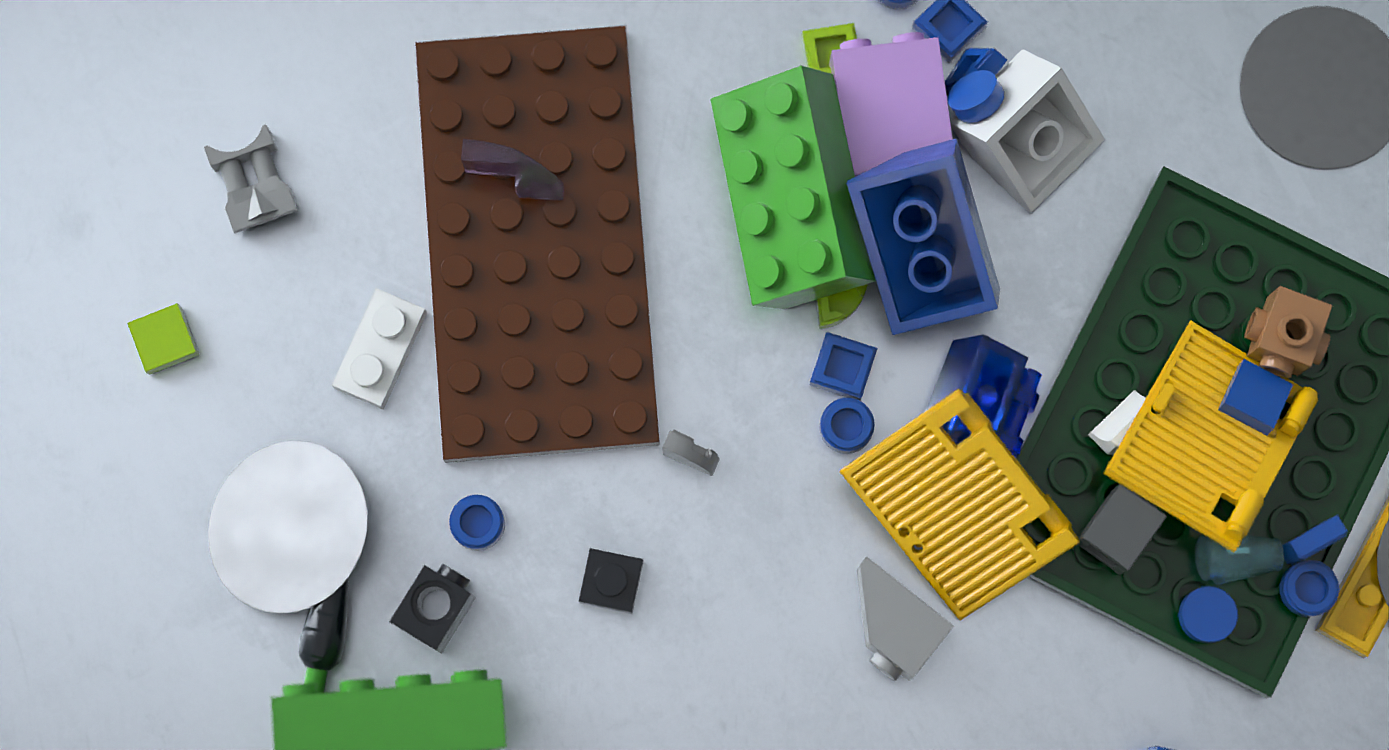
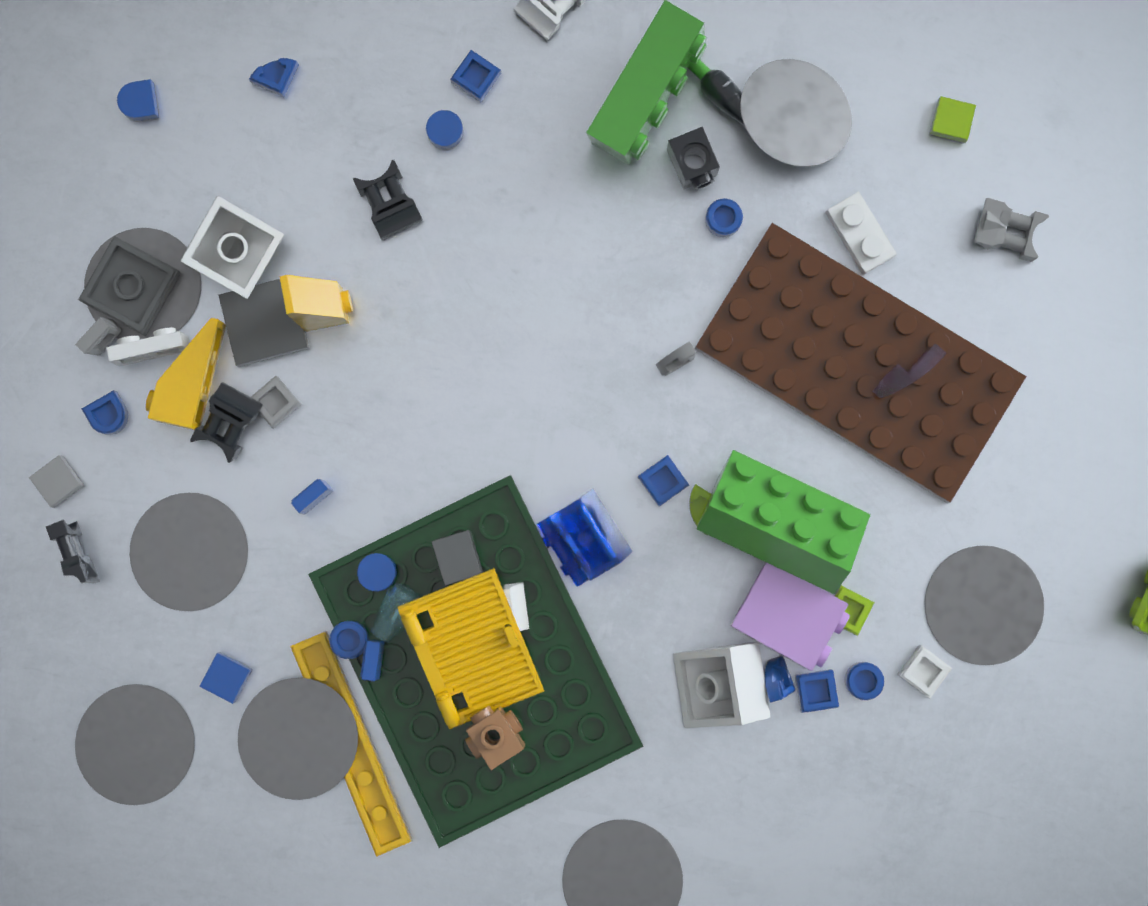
camera: 130 degrees right, 5 degrees up
(611, 581) = (638, 266): black plate -> none
(846, 425) = (628, 458): blue tile -> none
(897, 623) = (499, 401): light grey slope -> none
(925, 238) = (700, 574): blue slope -> none
(959, 505) = (537, 480): yellow window -> none
(976, 96) = (761, 666): blue tile -> none
(1255, 397) = (473, 690): blue tile -> none

